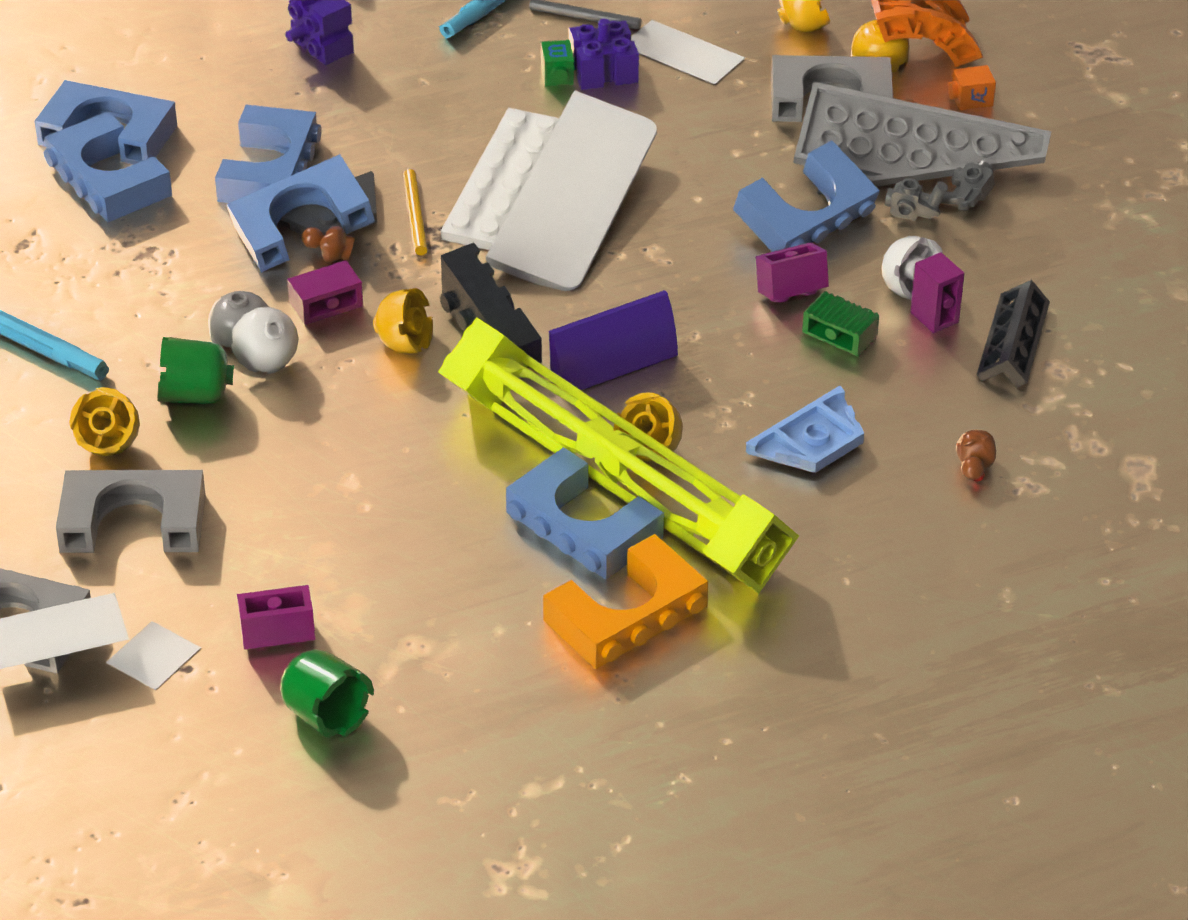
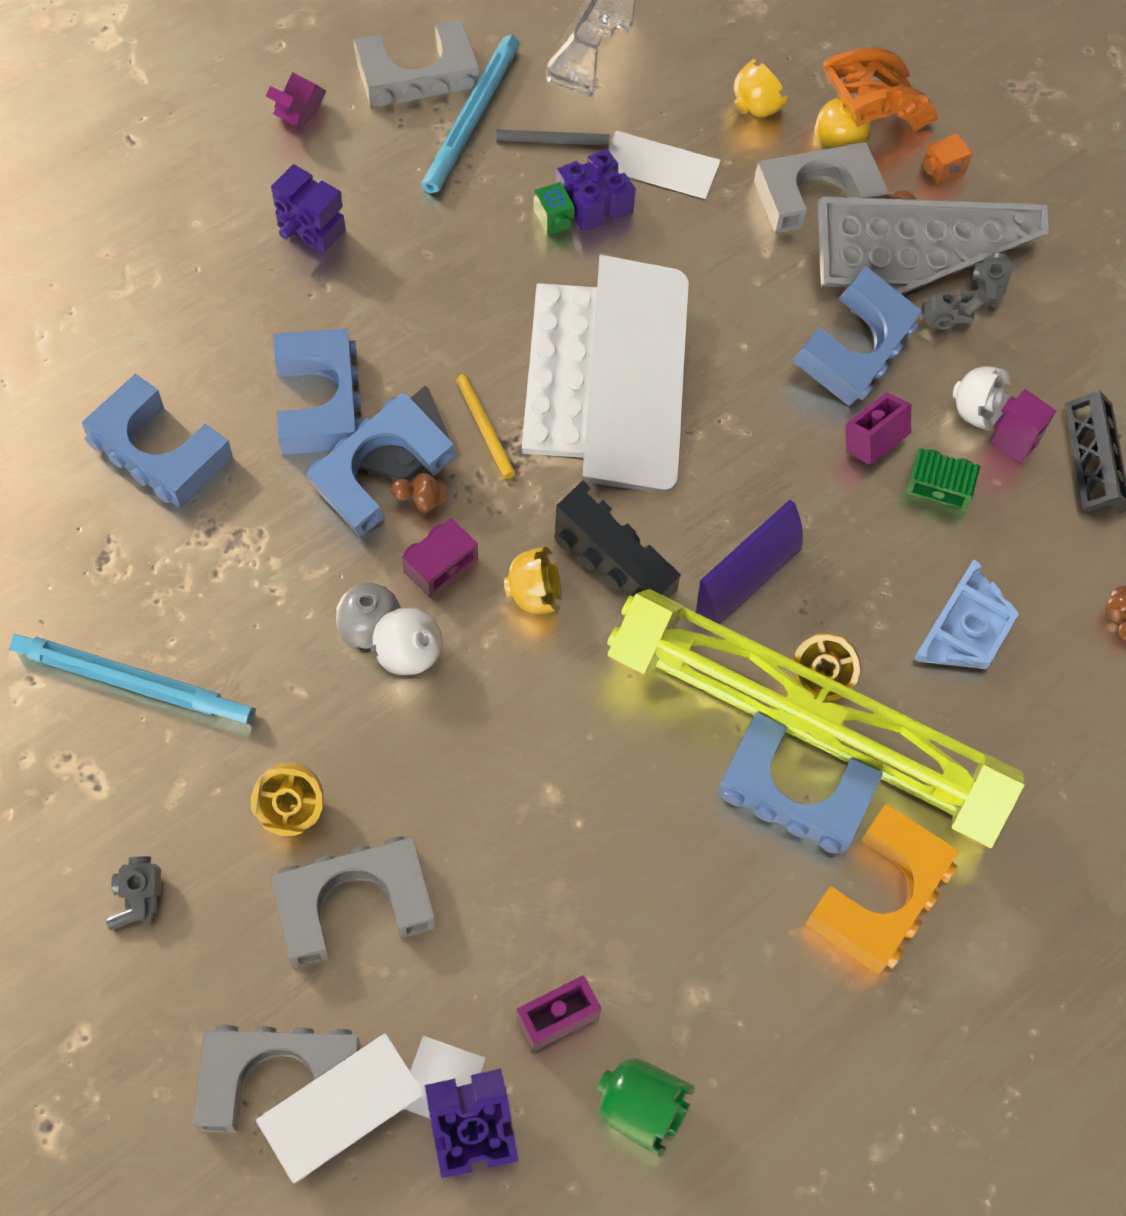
camera: 20 degrees left, 20 degrees up
(146, 118) = (98, 364): medium blue arch -> none
(160, 665) = (471, 1123): none -> dark purple brick
(194, 371) = (351, 704): green cylinder -> none

